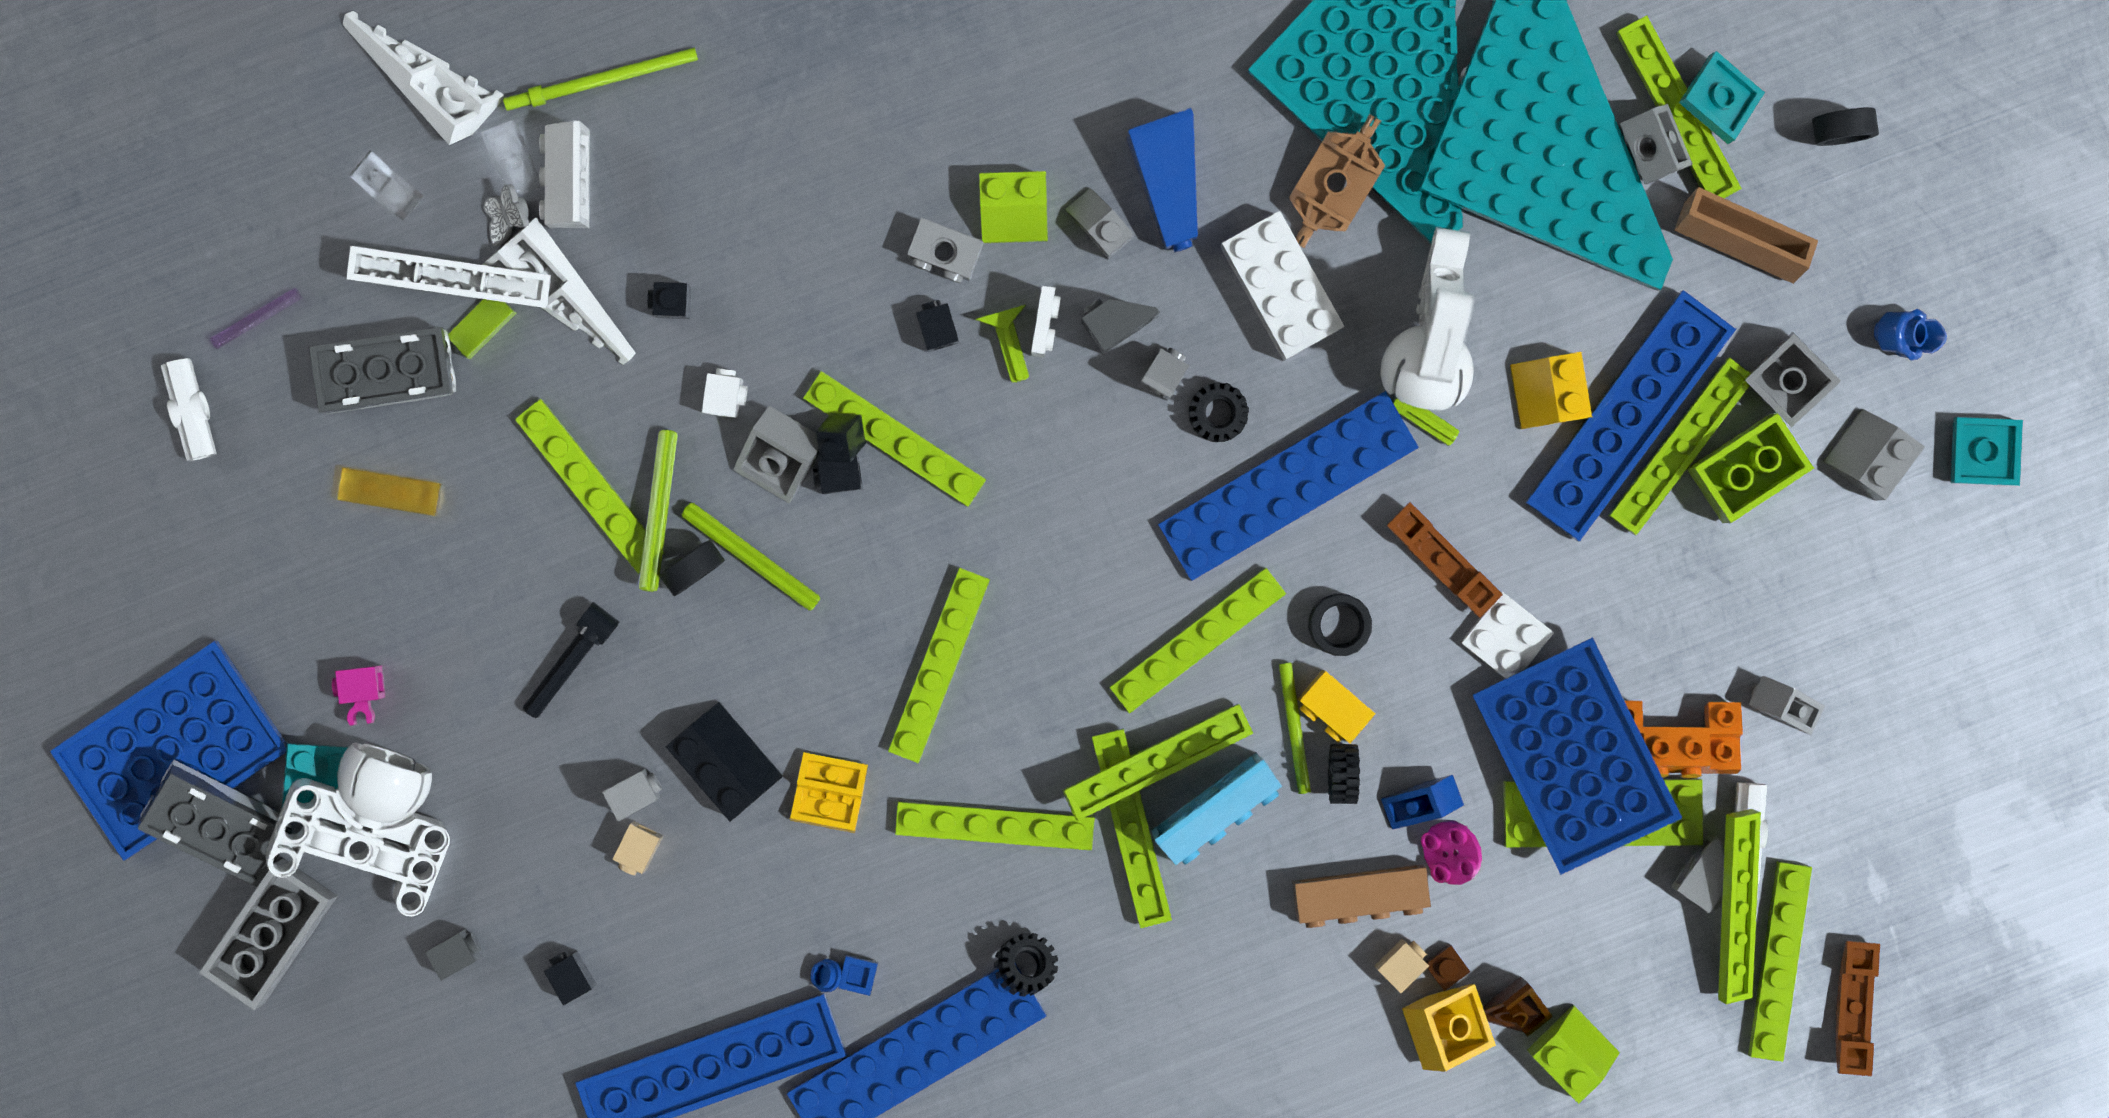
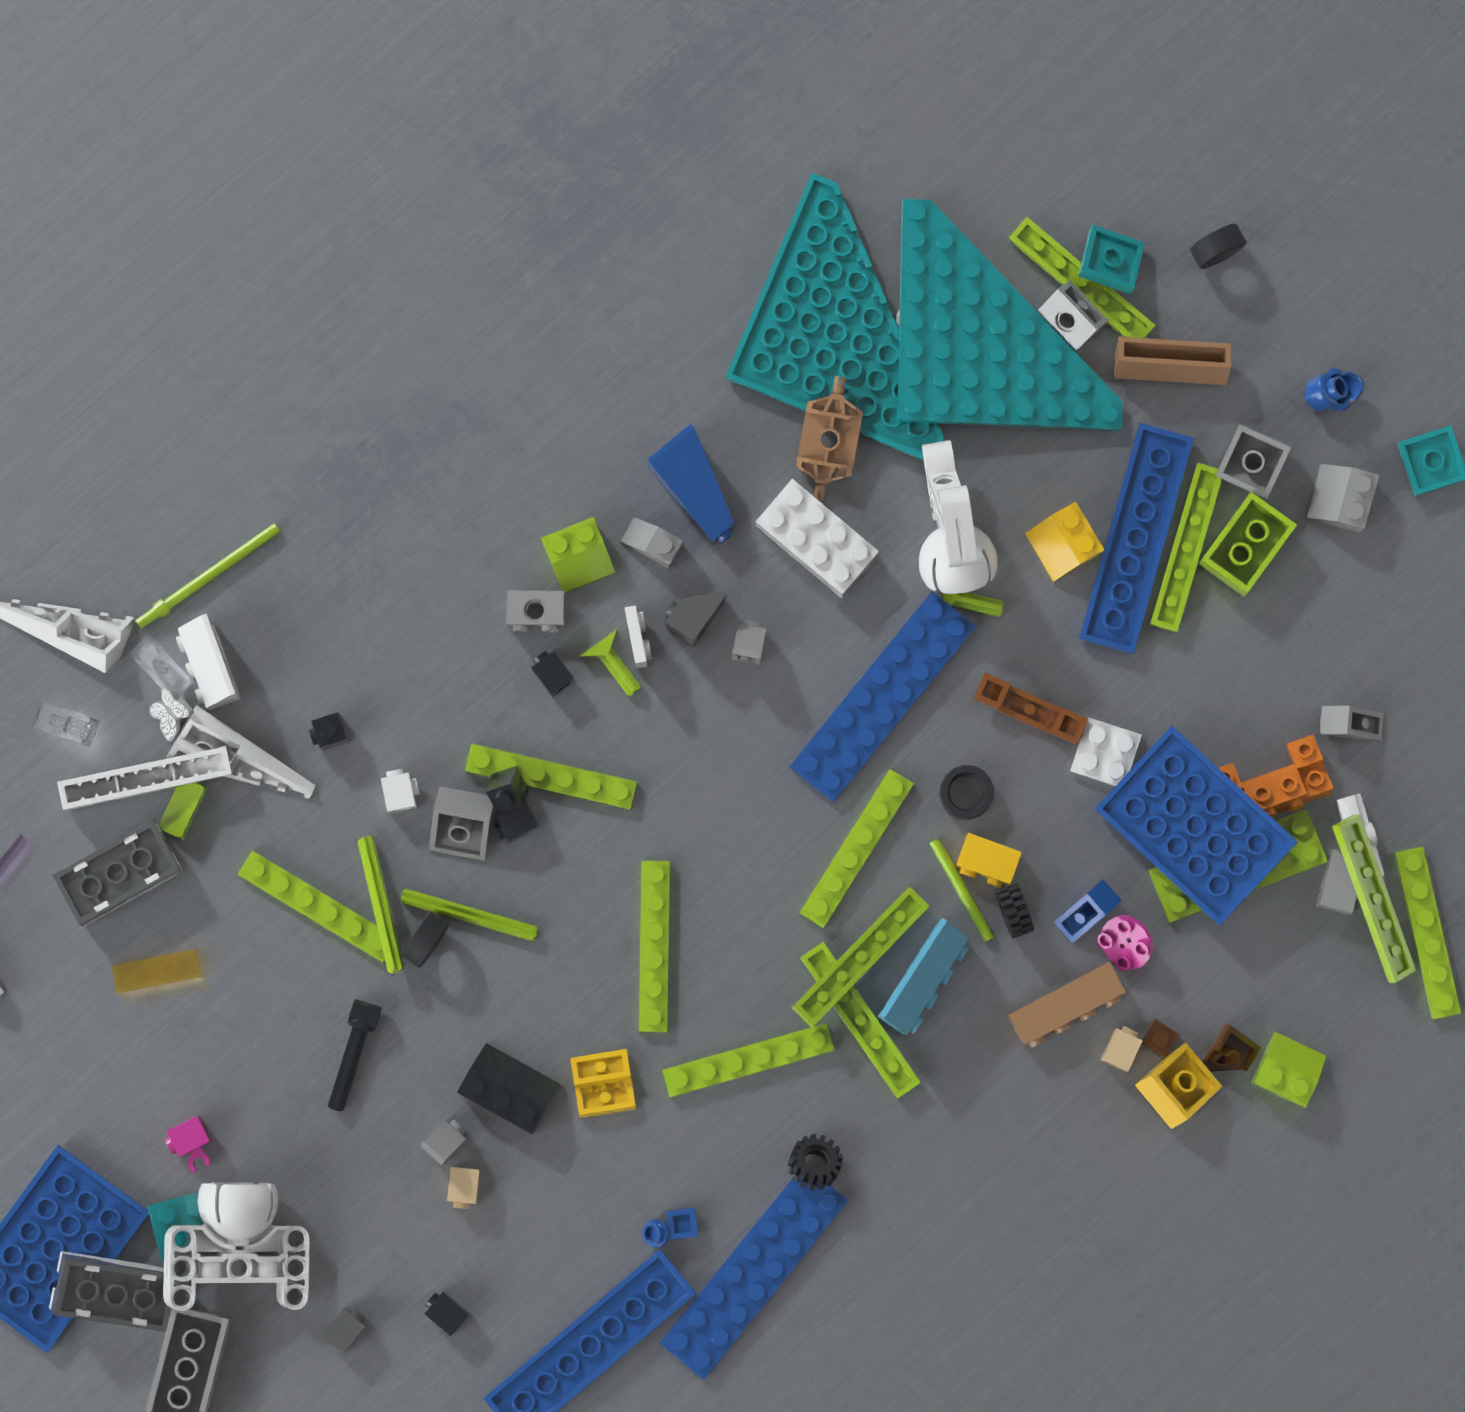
camera: 20 degrees left, 5 degrees down
(1238, 407) = (809, 641): black tyre -> none

